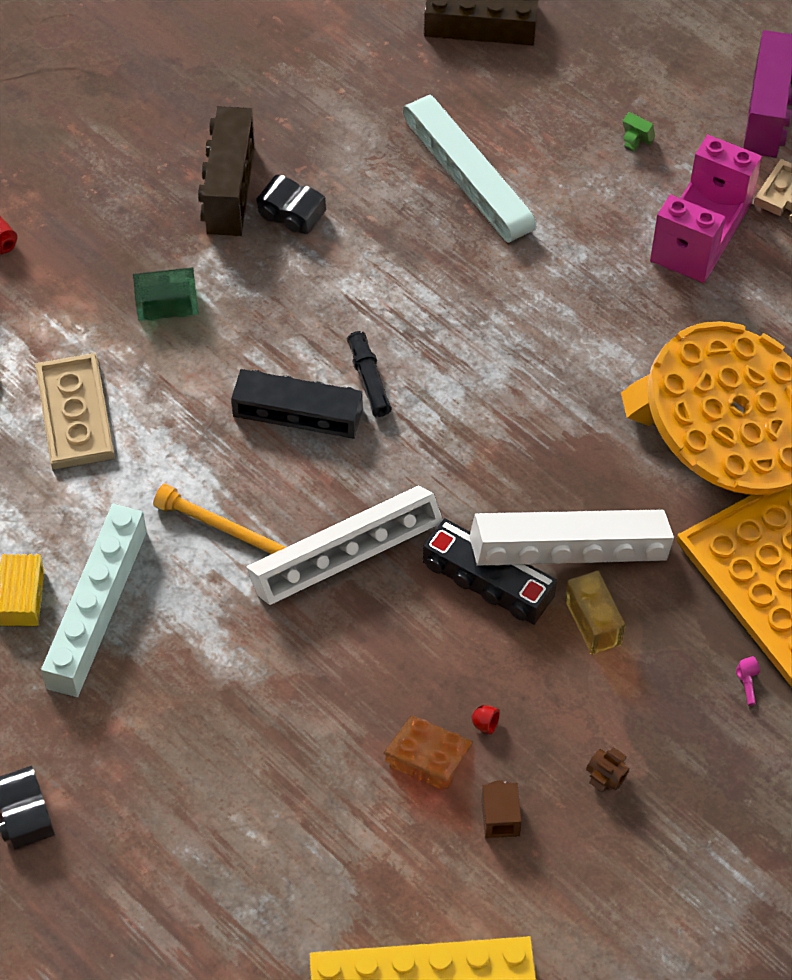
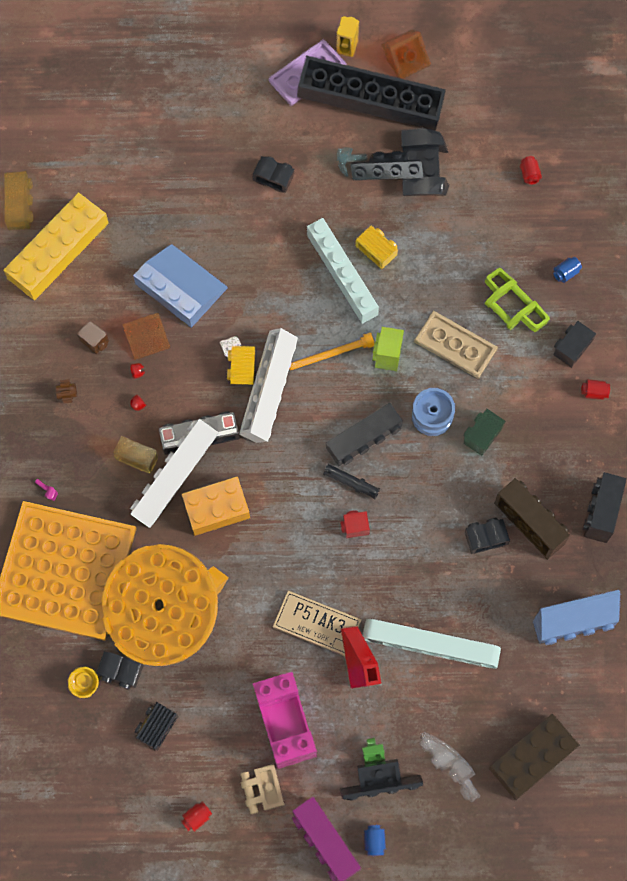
camera: 135 degrees right, 15 degrees up
(143, 119) = (604, 507): none -> black brick
(159, 460) = (388, 348): none -> lime brick
(195, 352) = (433, 411): none -> medium blue wheel
(297, 61) = (577, 617): none -> medium blue slope
(310, 777) = (179, 284): none -> medium blue slope
(335, 641) = (228, 343): none -> clear smoke plate
(349, 594) = (242, 365): none -> yellow brick
(416, 327) = (355, 524): none -> red brick
(524, 677) = (137, 403): none -> red hinge
(555, 472) = (216, 506): none -> light orange brick
(564, 198) = (360, 661): none -> red slope
(567, 282) = (314, 622): none -> tan tile
(569, 65) = (447, 757): none -> clear slope
(659, 103) = (380, 778): none -> black bracket
(717, 69) = (374, 840): none -> blue brick

